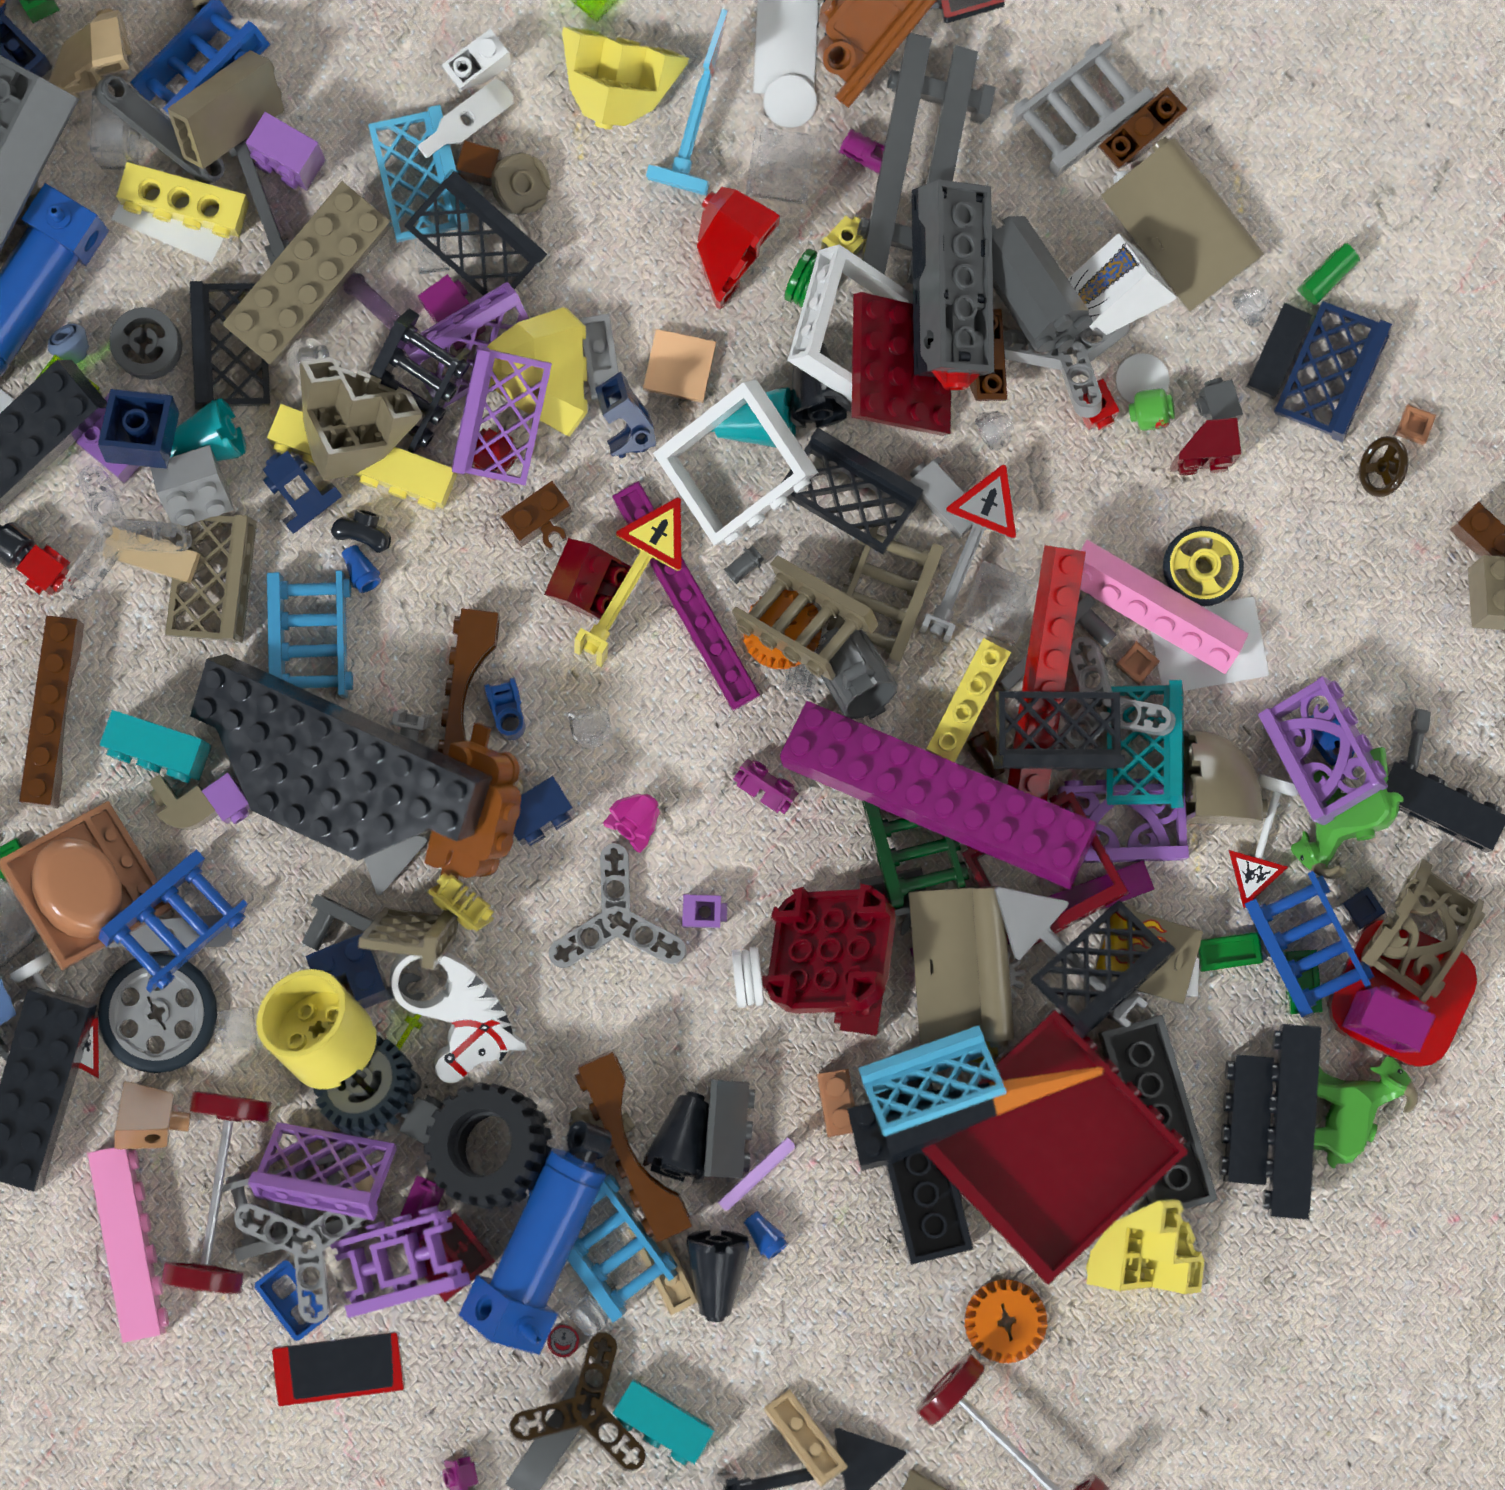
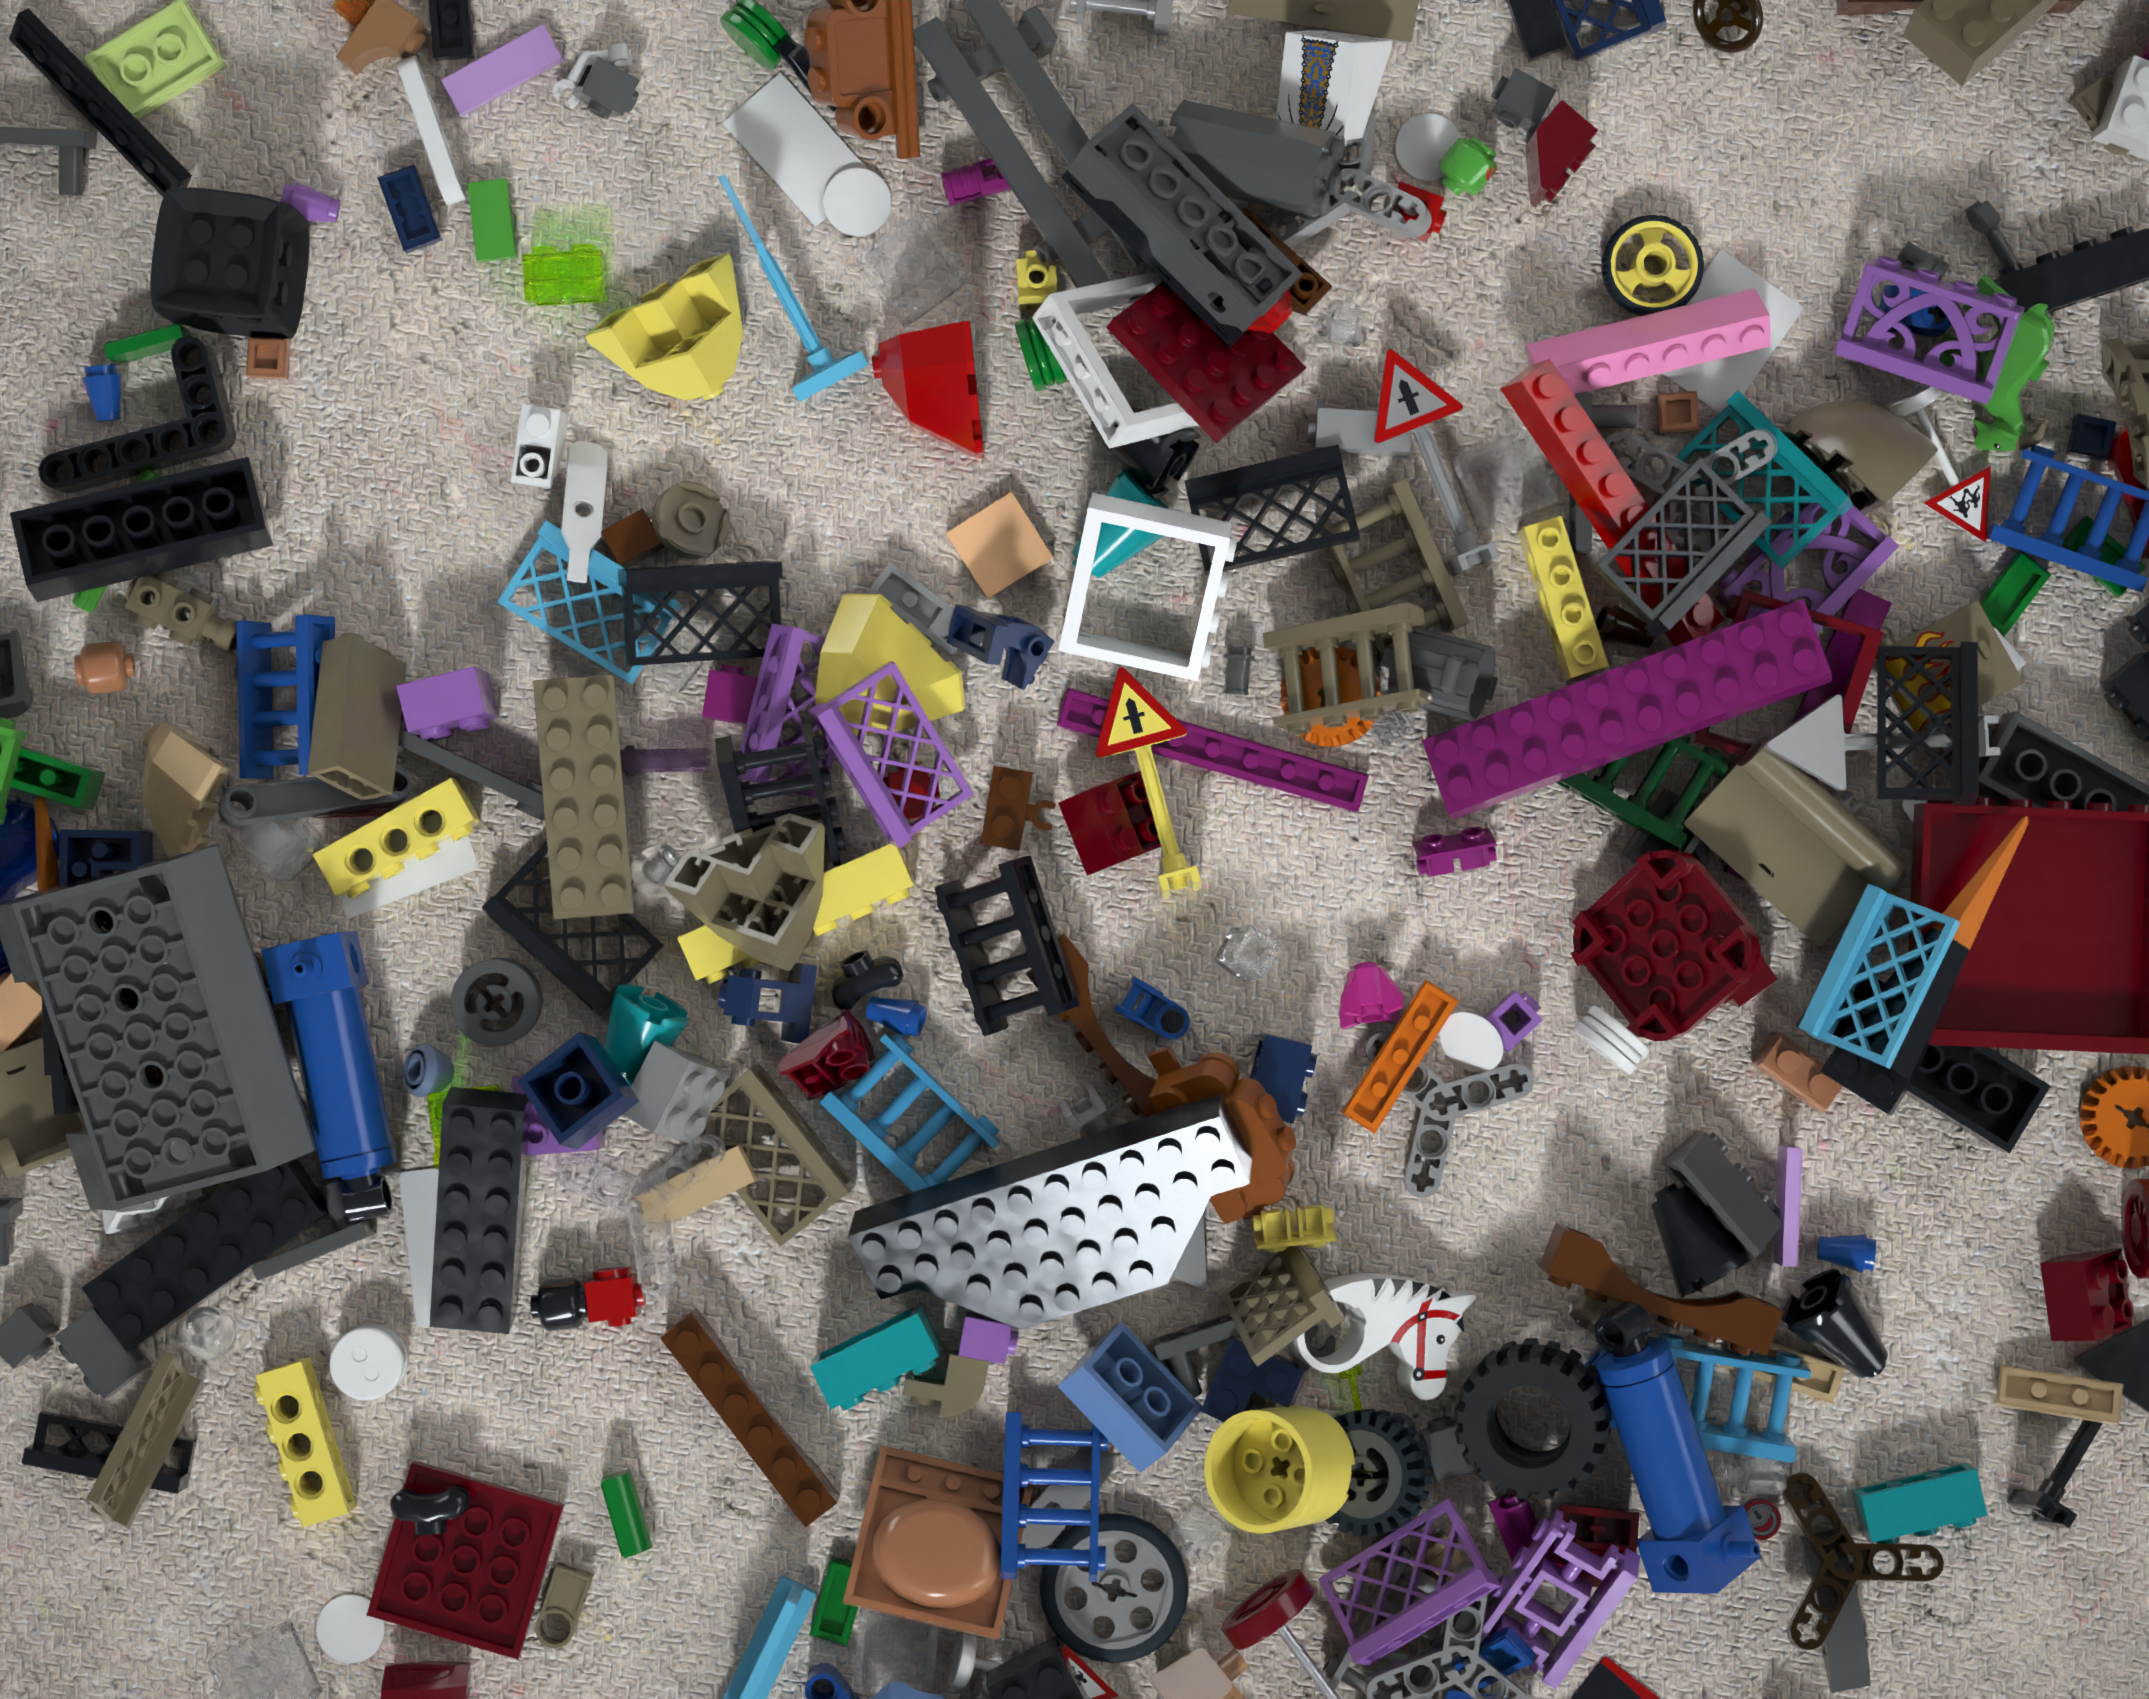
camera: 40 degrees left, 5 degrees up
(174, 163) = (362, 813): none -> dark red sticker
(274, 908) = (1130, 1397): none -> medium blue brick
(298, 553) = (829, 1056): none -> dark red slope
(340, 1267) = (1504, 1651): none -> blue tile
(481, 598) = (1038, 935): none -> black fence
(618, 869) = (1399, 1056): none -> orange tile
(667, 901) = (1471, 1042): none -> white sticker
(878, 1397) = (2087, 1295): none -> dark red slope
(1360, 707) = (1915, 257): none -> dark grey pin

